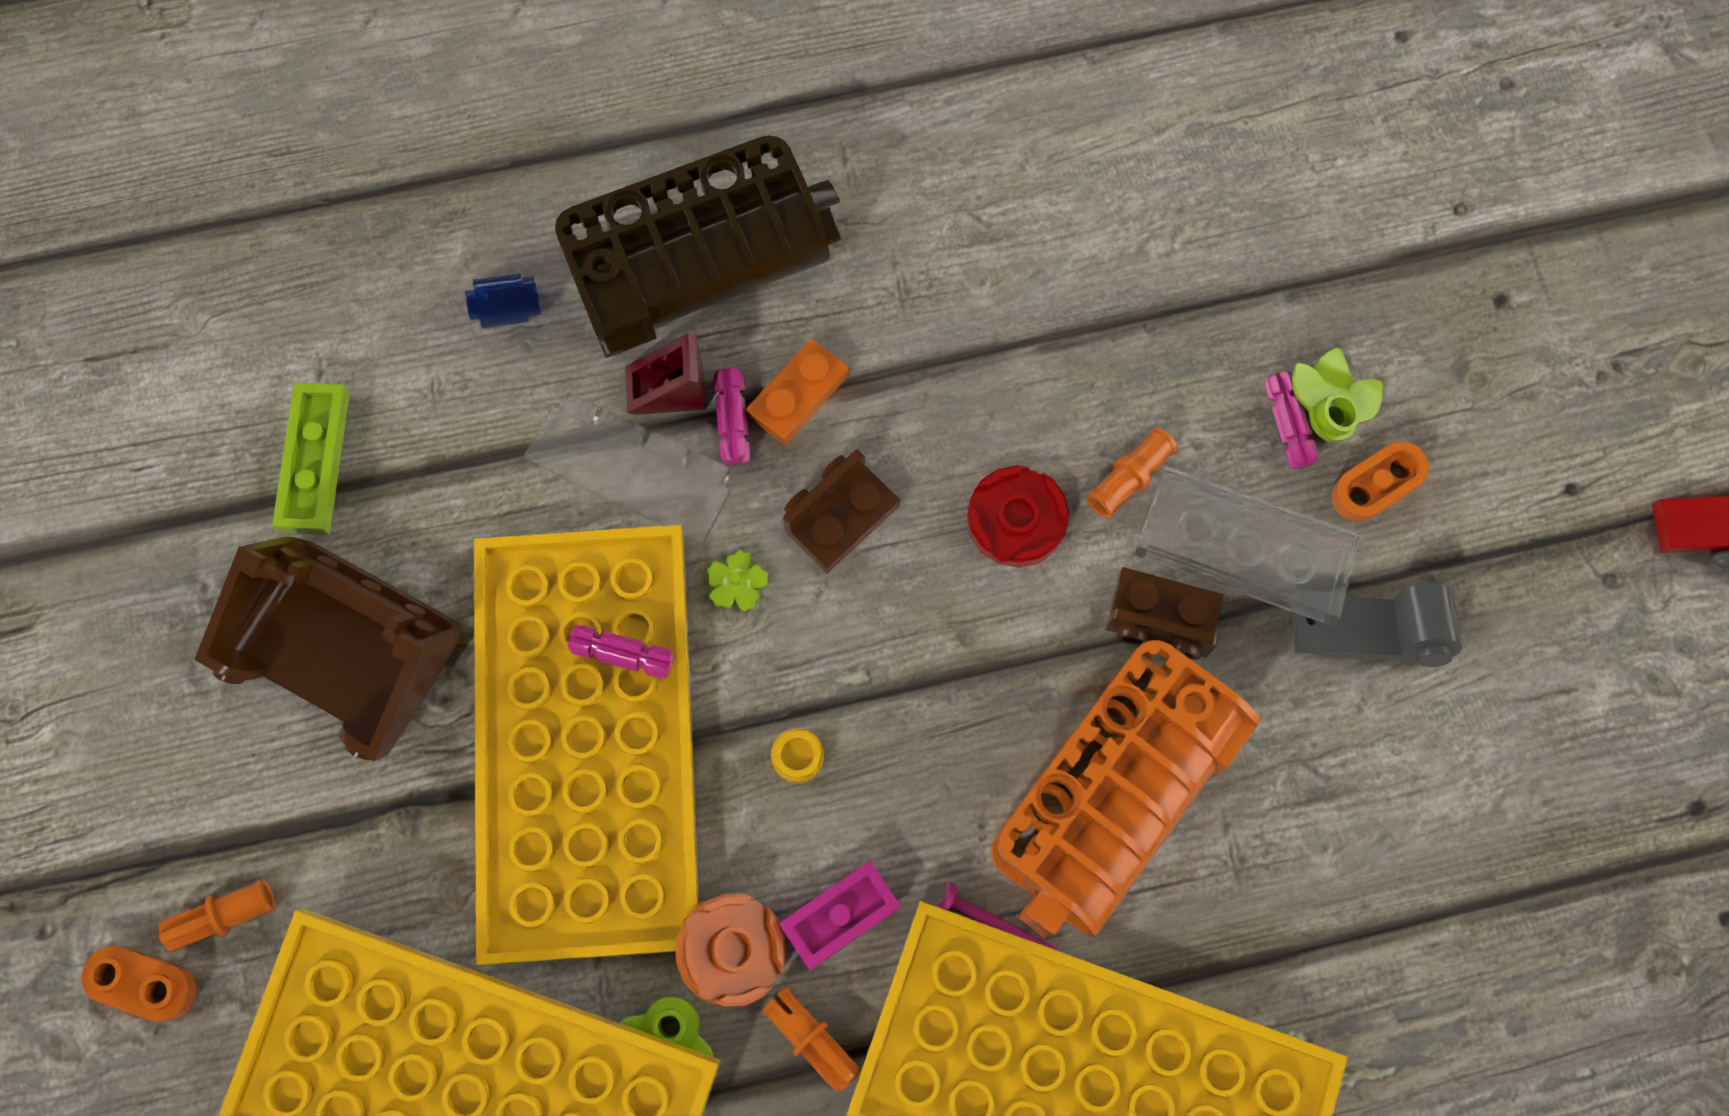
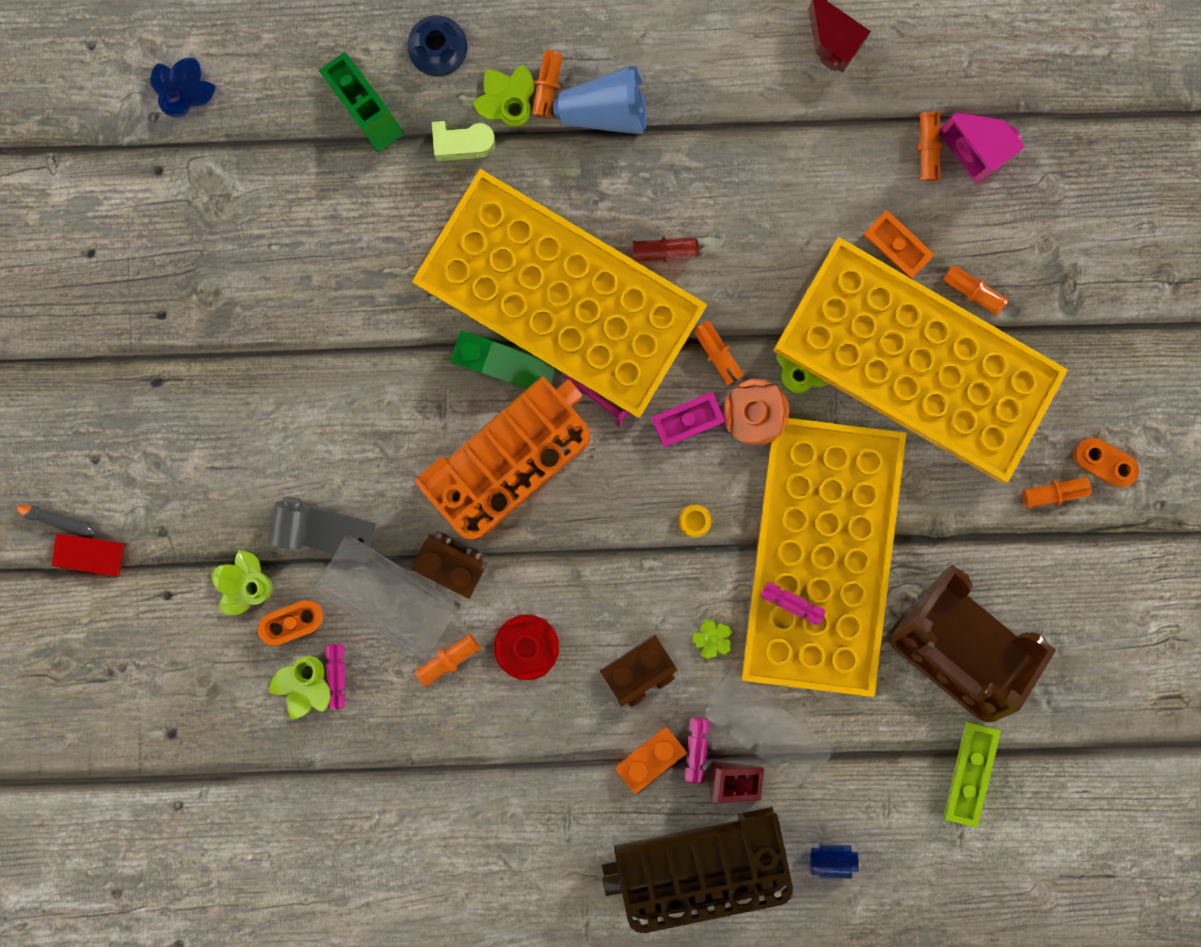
camera: 170 degrees left, 15 degrees up
(1170, 949) = (499, 361): none -> green slope
(1469, 524) = (237, 581): none -> lime plate

